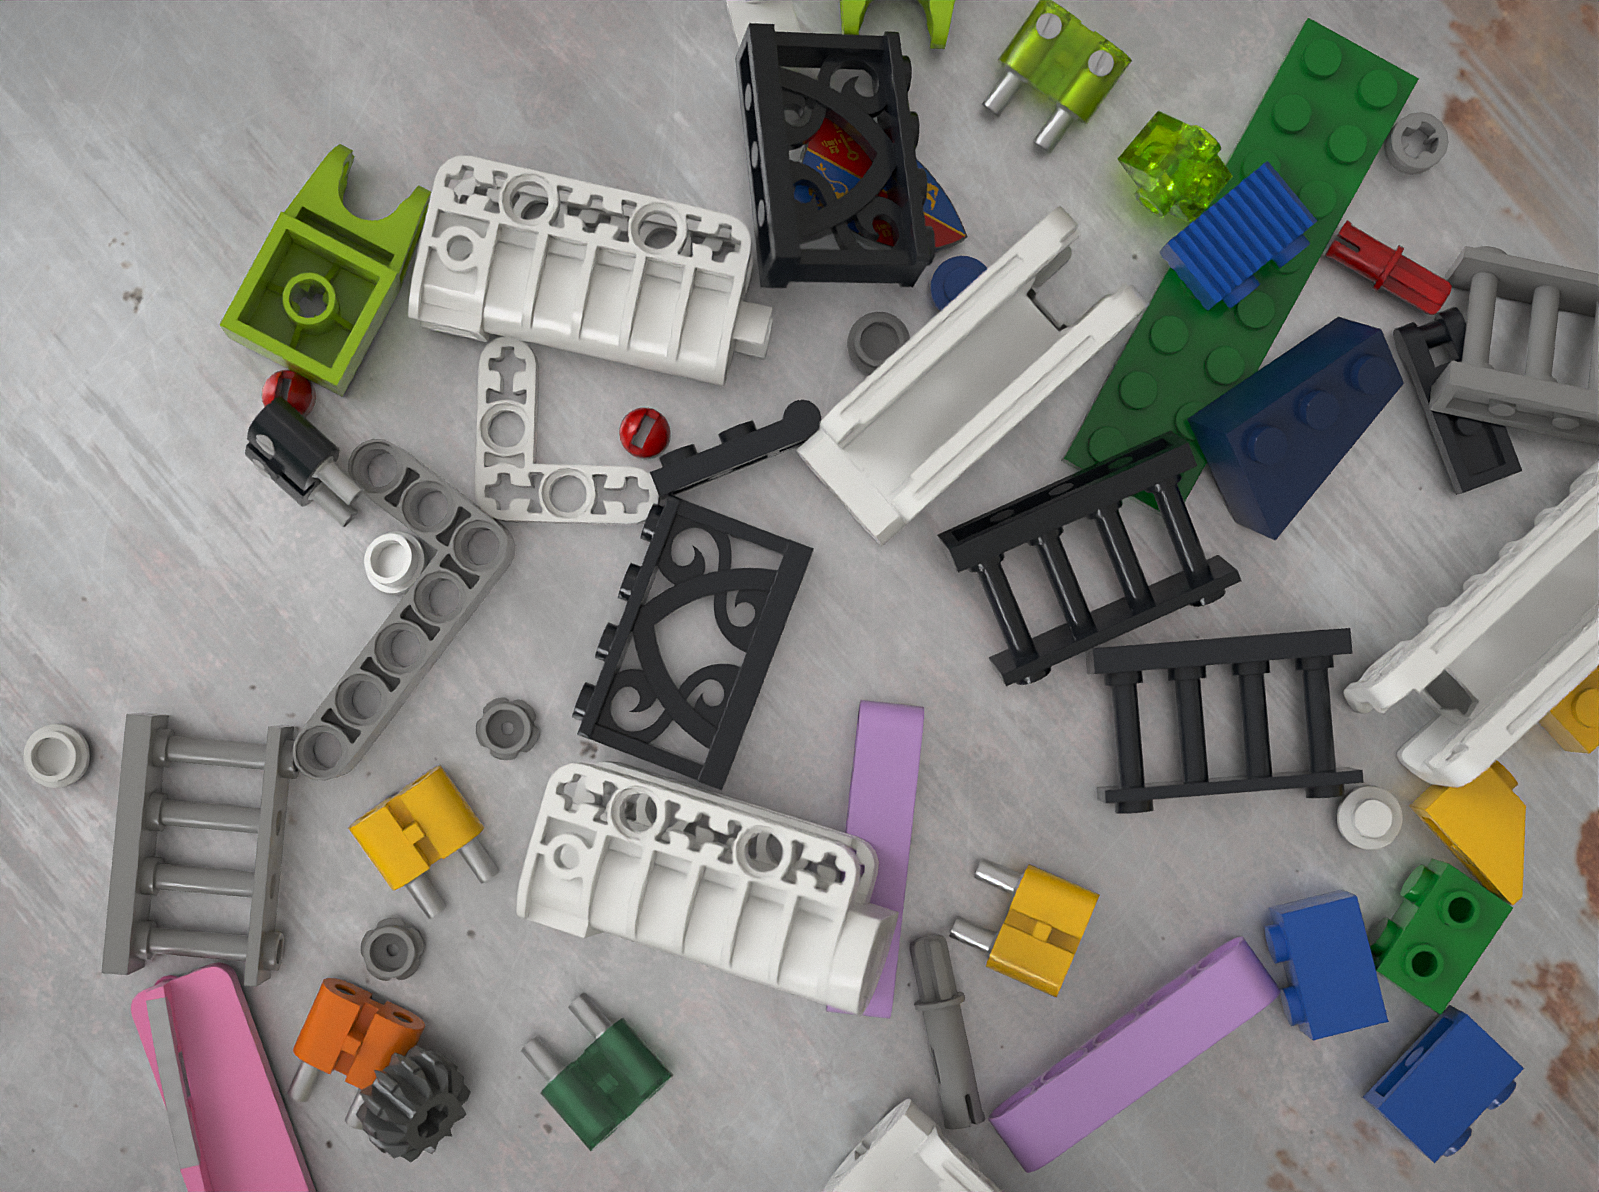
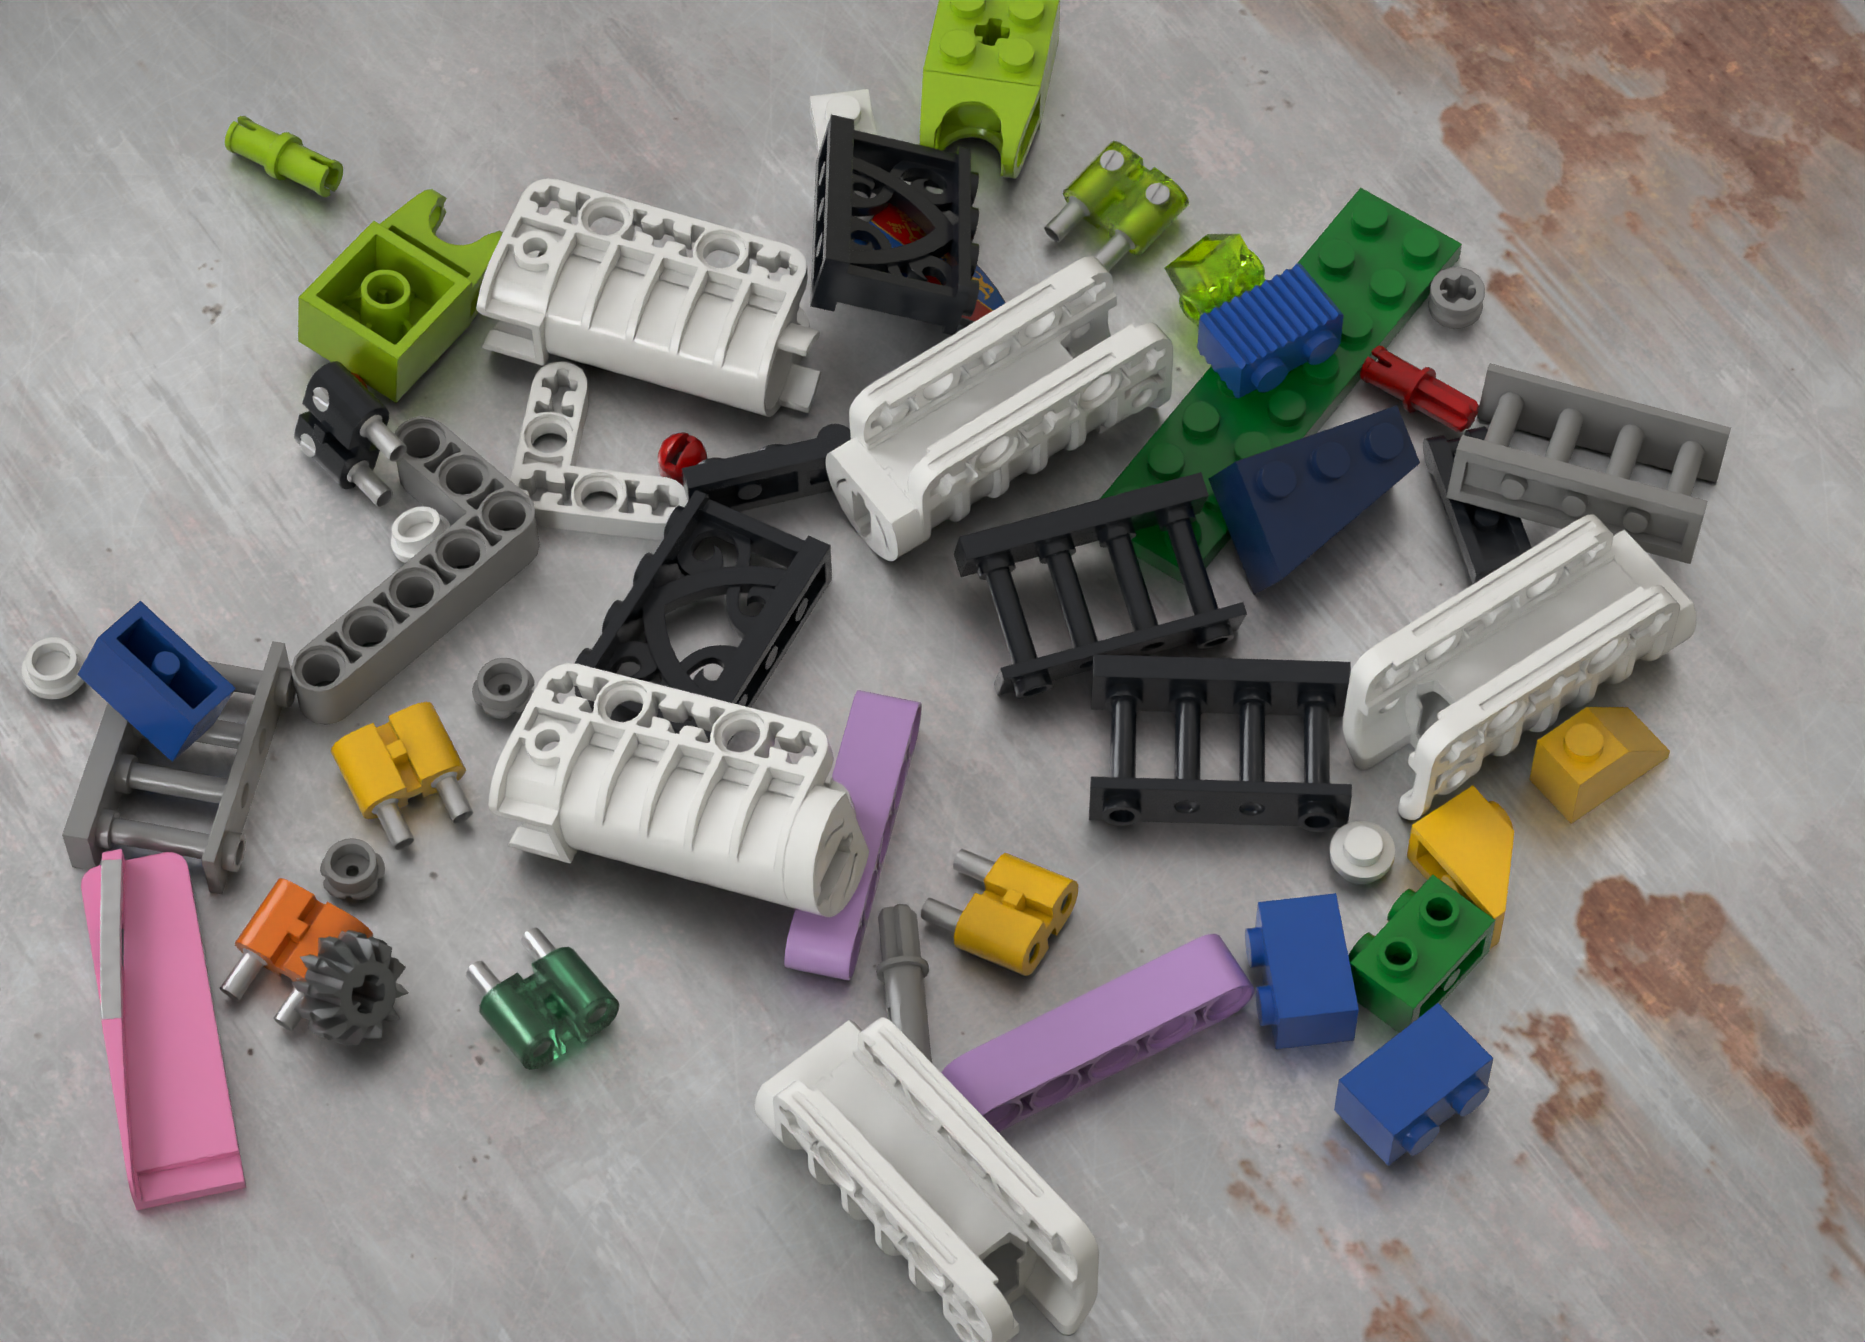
camera: 10 degrees right, 30 degrees down
(160, 816) = (156, 681): none -> blue brick
(171, 103) = (284, 156): none -> lime pin

